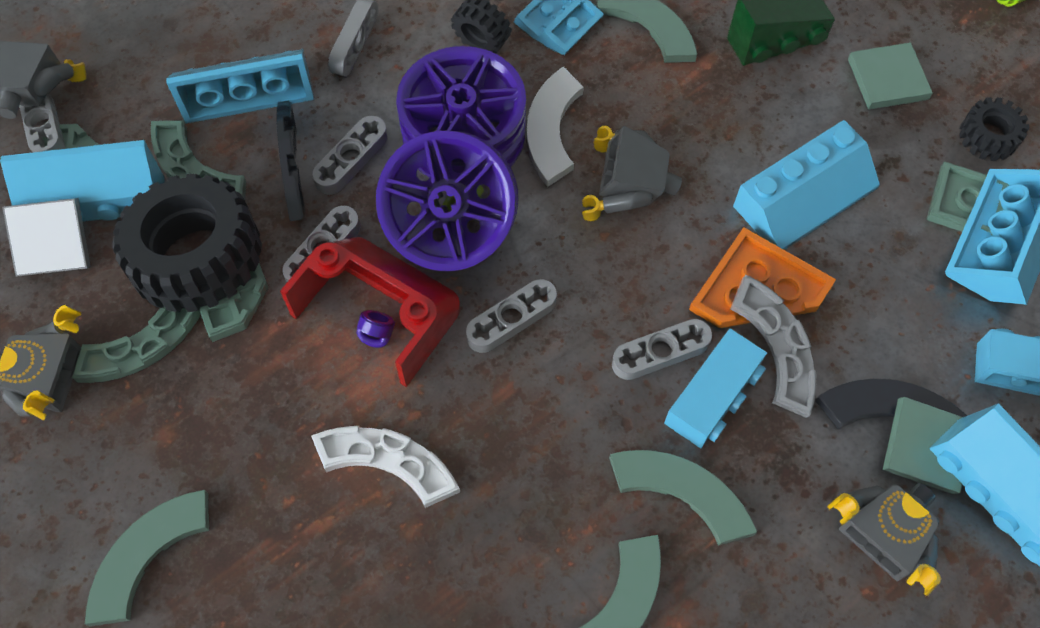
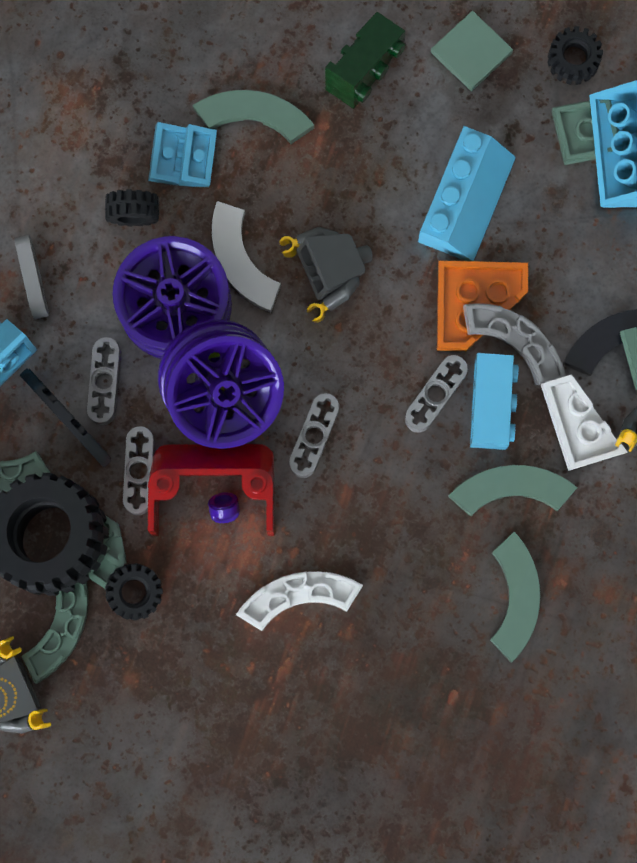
camera: 30 degrees left, 15 degrees up
(125, 563) = (175, 765): sand green tile -> none
(216, 330) = (147, 604): none -> black tyre
(795, 468) = (578, 426): none -> white wing

